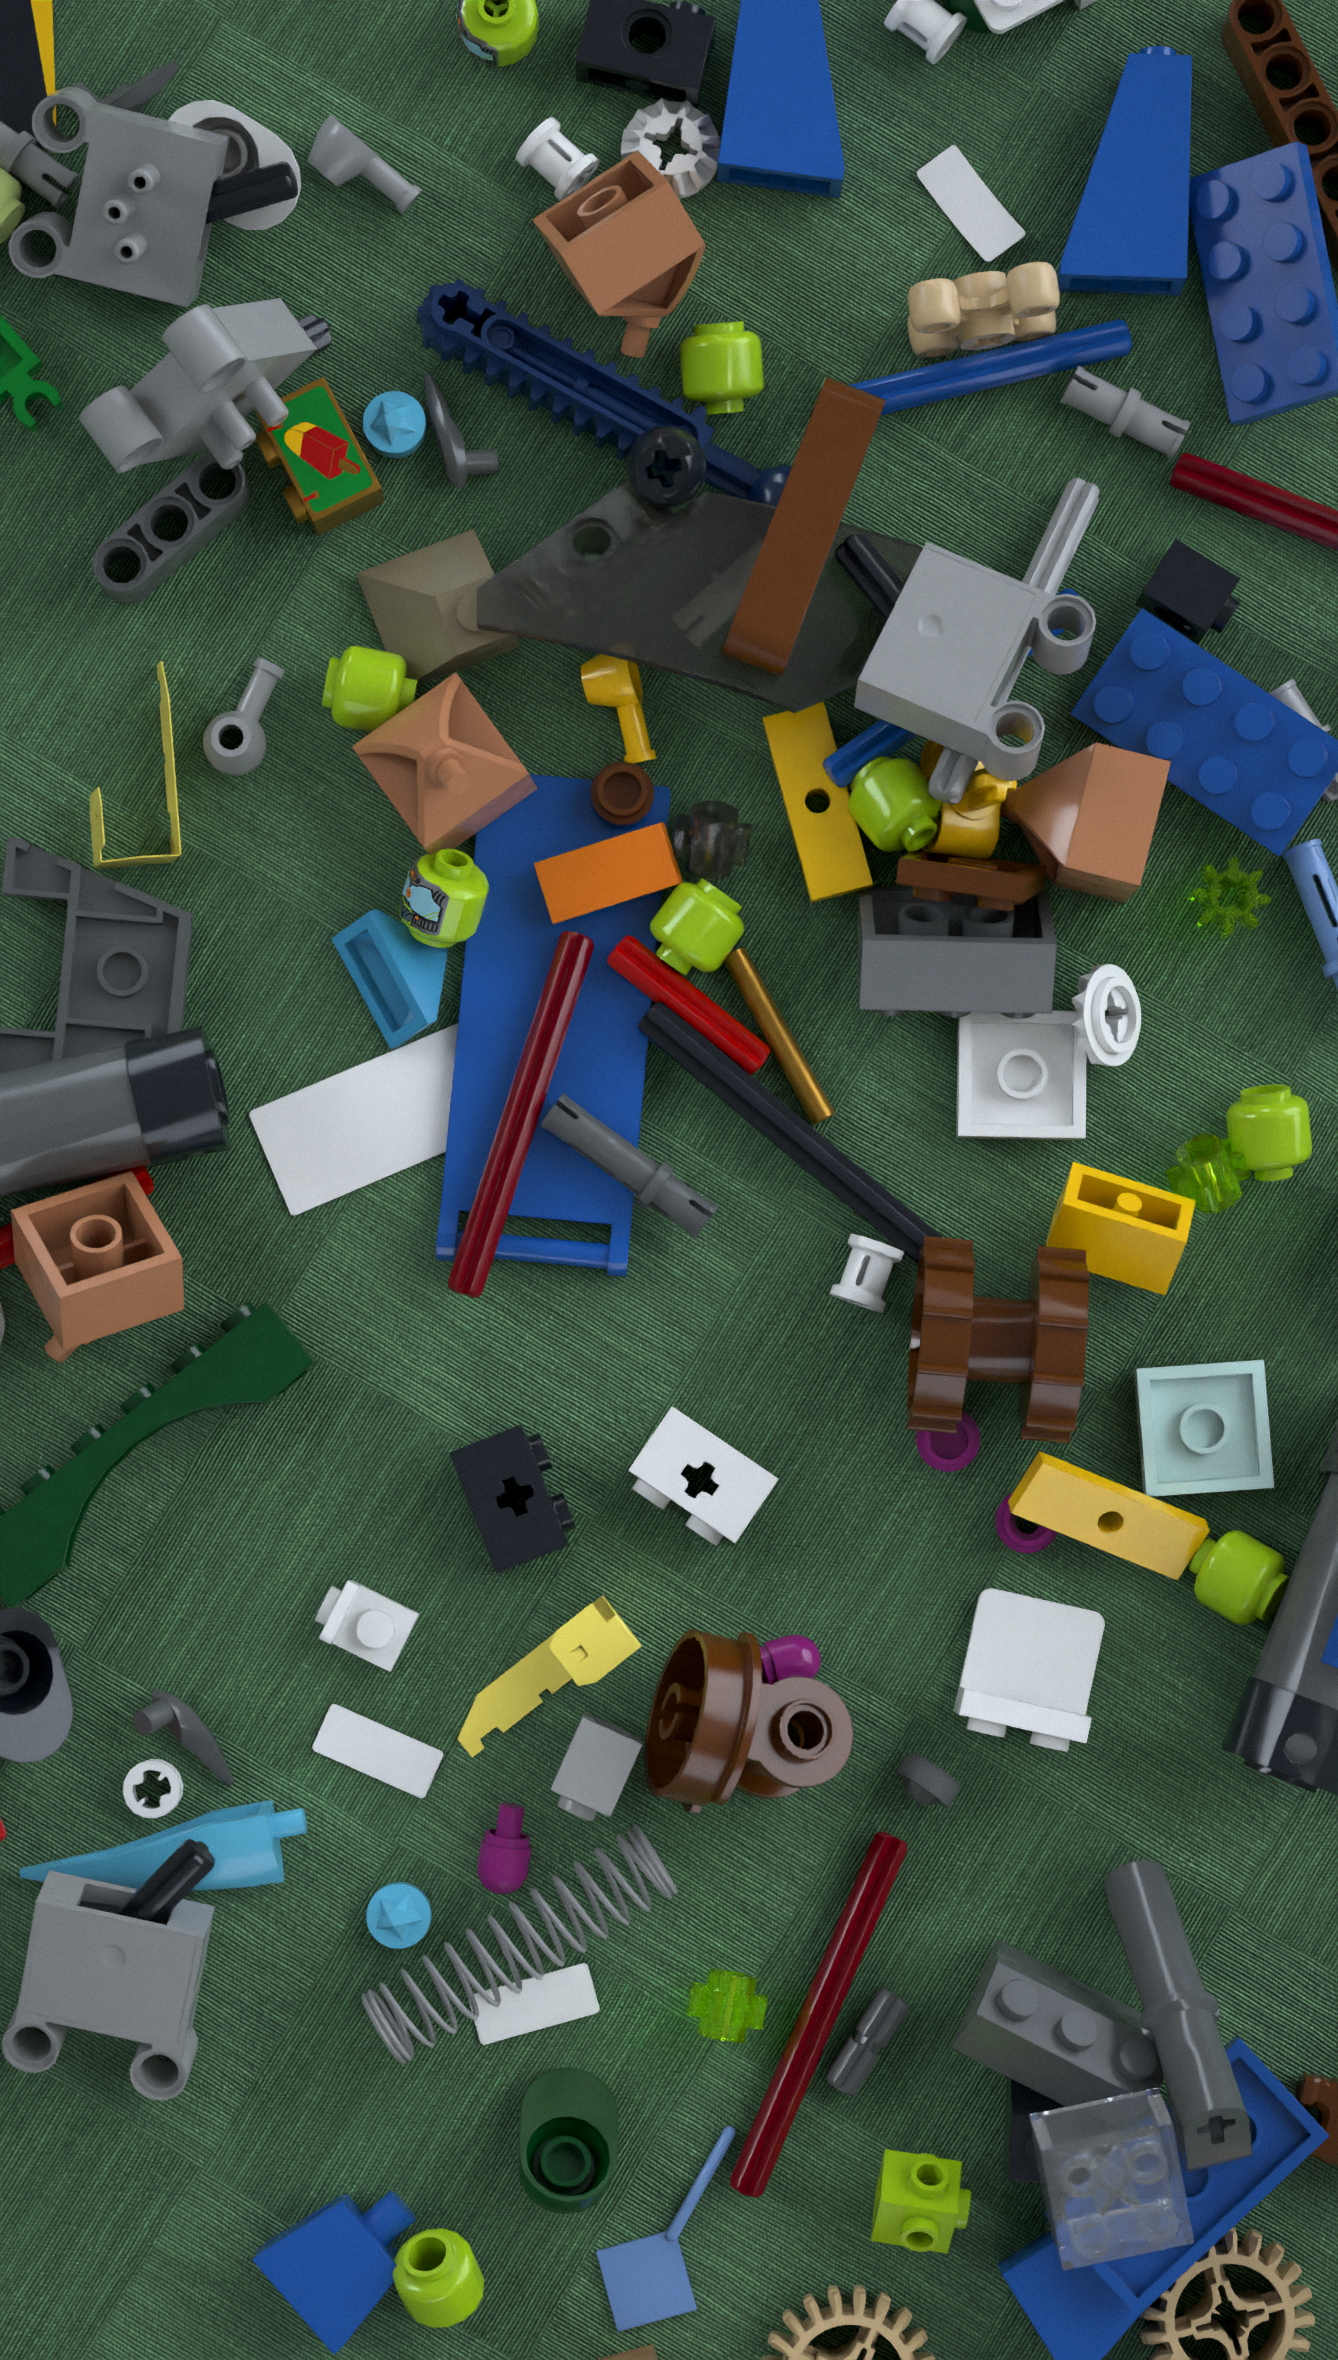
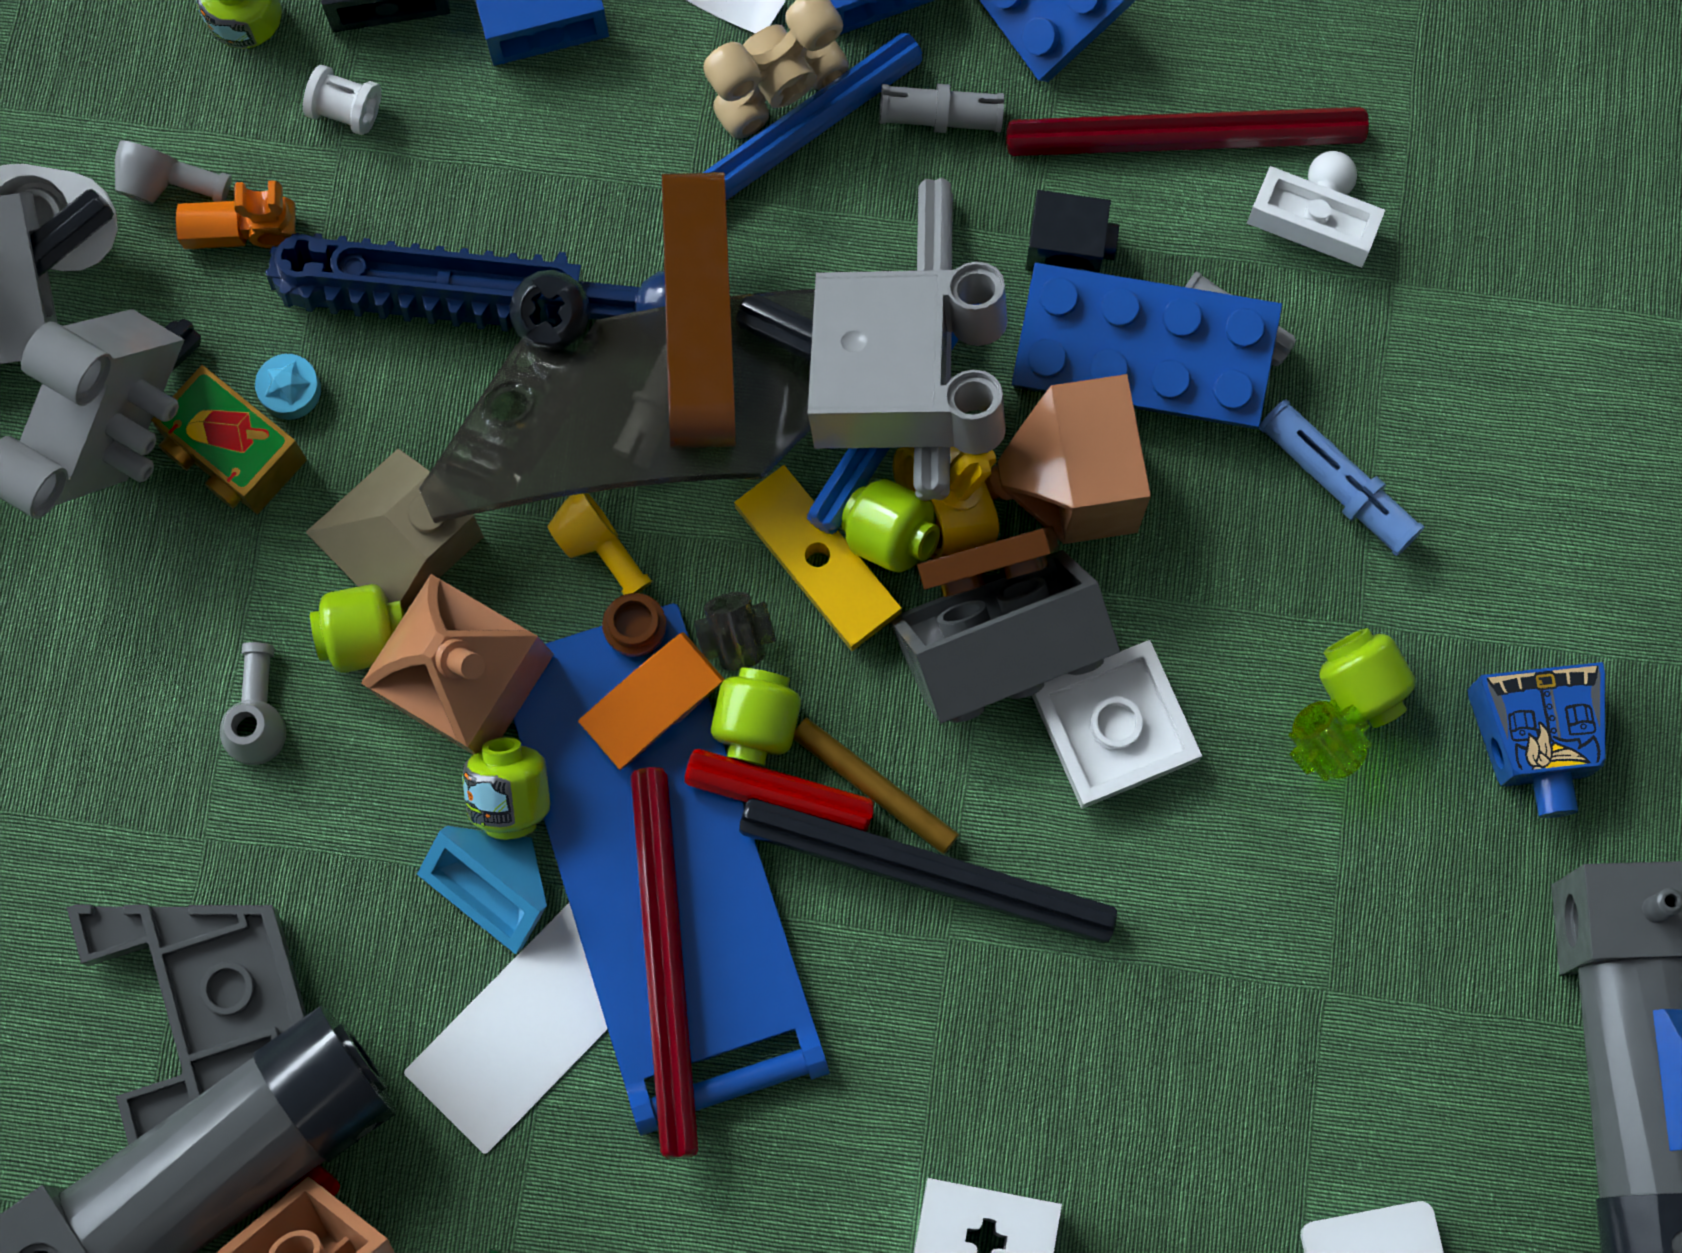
camera: 15 degrees left, 10 degrees down
(97, 825) = (206, 874): light yellow piece -> none
(161, 558) = (118, 590): dark grey beam -> none
(435, 248) = (253, 215): none -> orange bar
(455, 459) = (356, 393): dark grey bar -> none
(626, 246) = (435, 141): nougat piece -> none
(629, 1166) = (788, 965): dark grey pin -> none
(698, 135) = (461, 67): white gear -> none
(721, 366) = (564, 213): lime head -> none
(866, 1273) = (1055, 970): white bush -> none
(949, 1450) = (1203, 1096): magenta plate -> none
(998, 1339) = (1245, 964): reddish brown piece -> none
(1016, 1540) = (1333, 1137): magenta plate -> none
(1108, 1516) = (1389, 1102): yellow tile -> none
(1110, 1037) = (1170, 635): white gear -> none
(1123, 1225) = (1273, 825): yellow brick -> none
(1203, 1428) = (1437, 980): light aqua plate -> none
(1227, 880) = (1236, 466): clear neon green gear -> none
(1239, 1577) = (1539, 1107): lime head -> none

